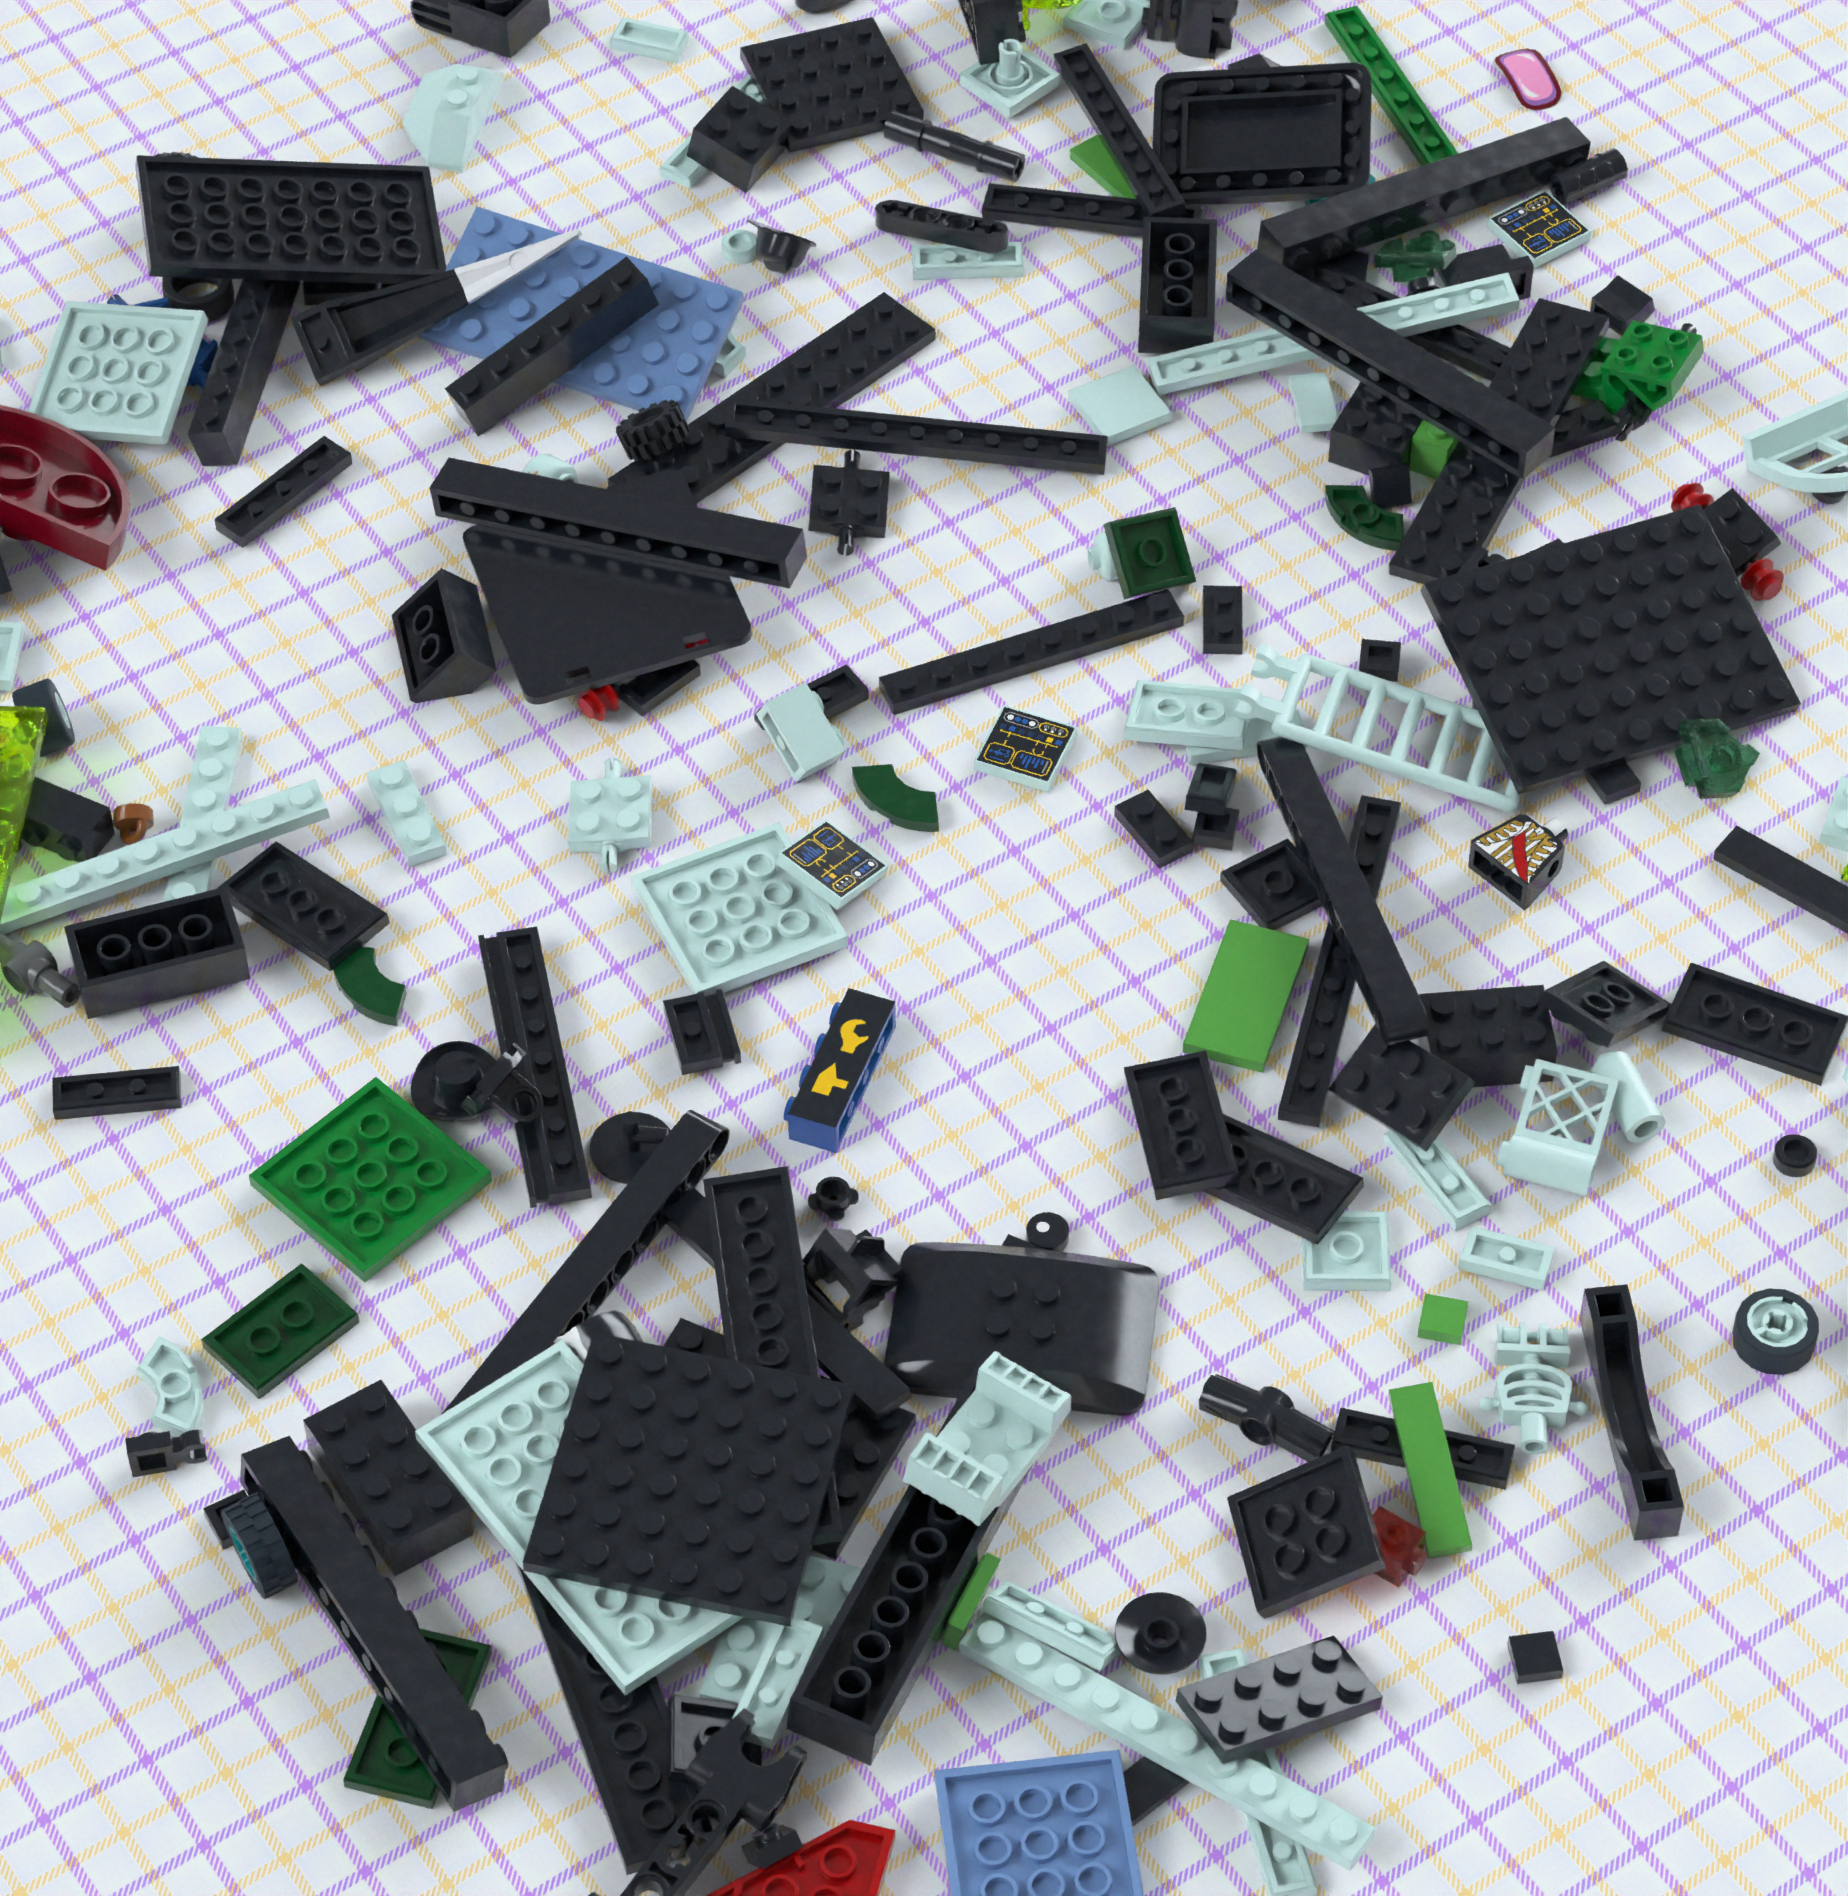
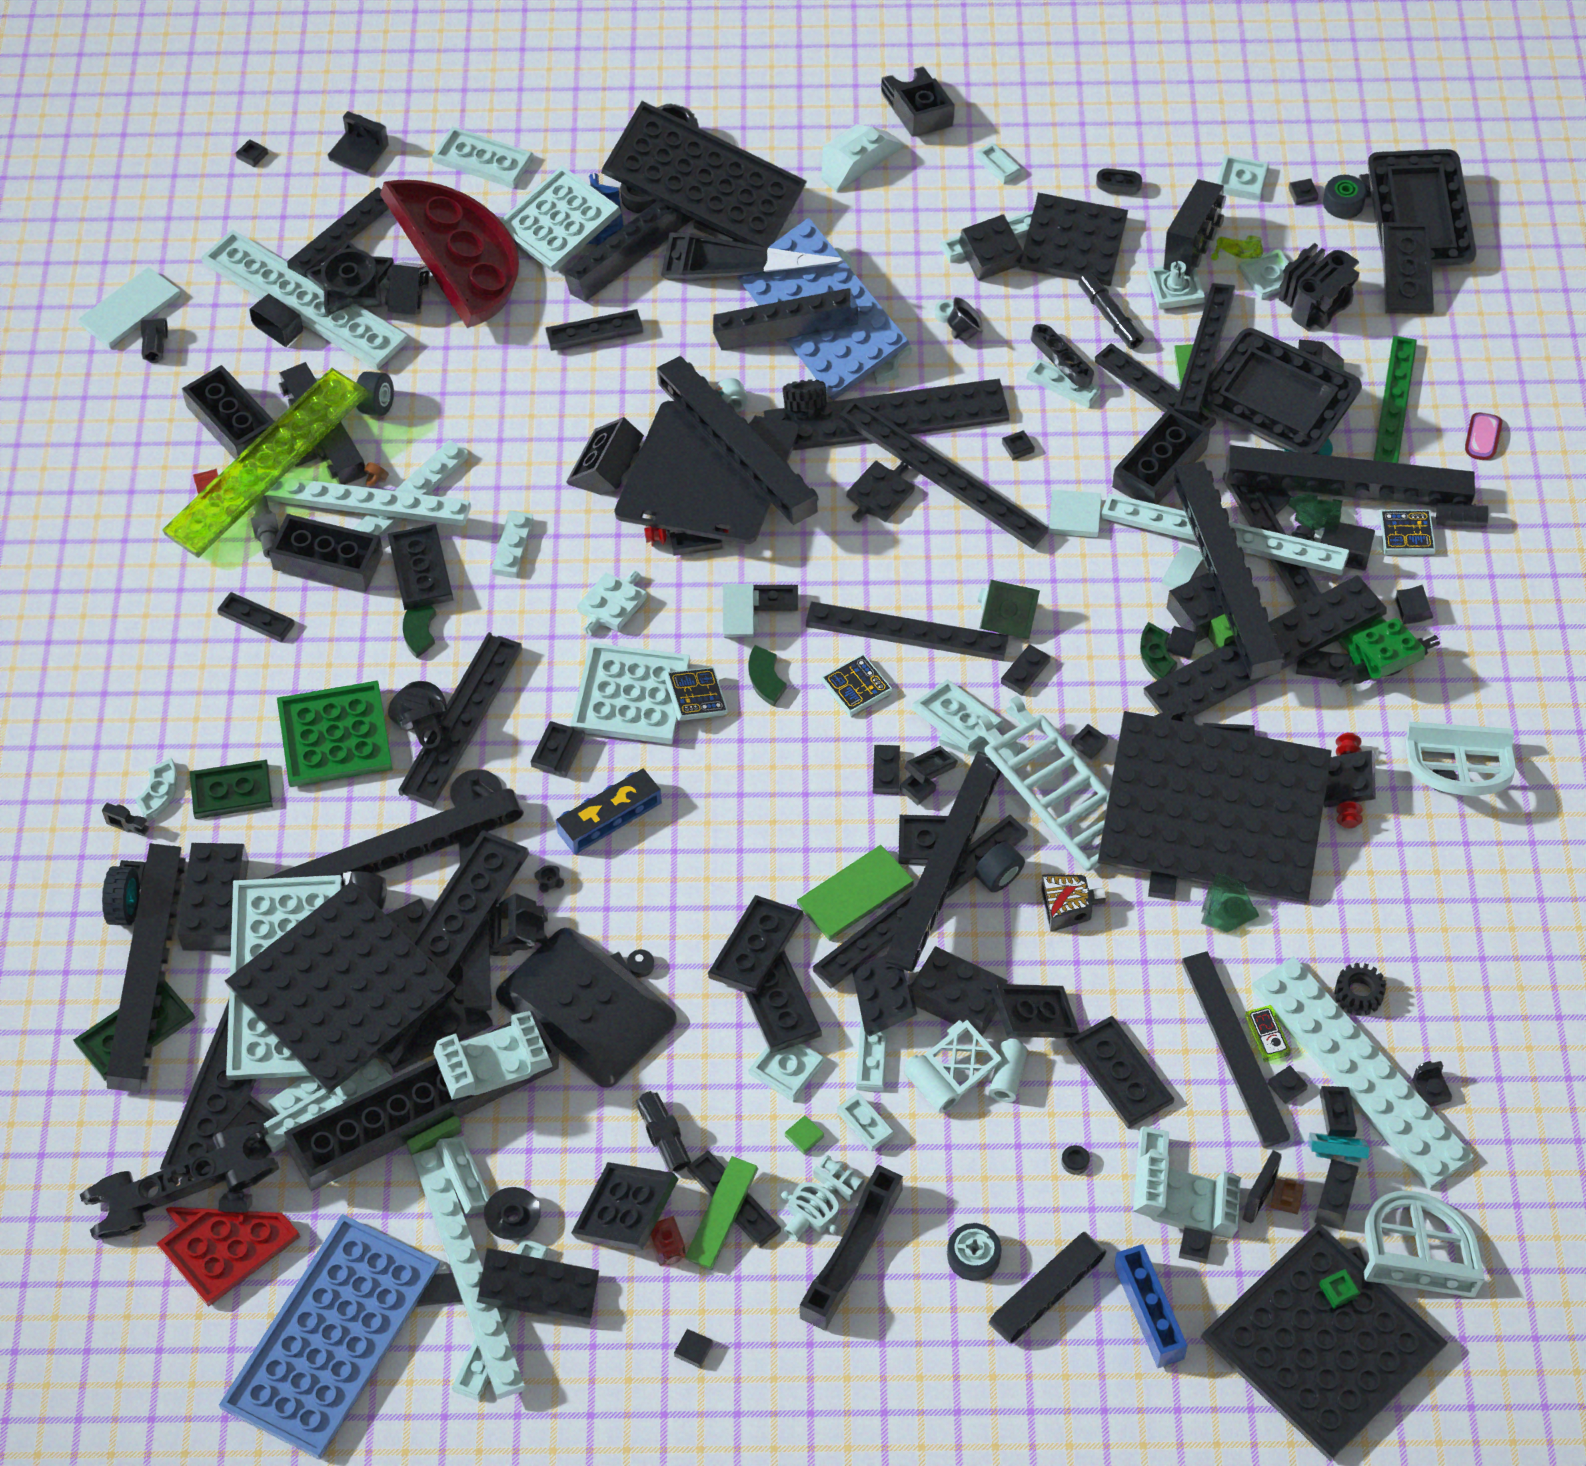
camera: 35 degrees right, 5 degrees up
(975, 361) = (1018, 445): none -> black tile
(1409, 861) = (999, 867): none -> black wheel

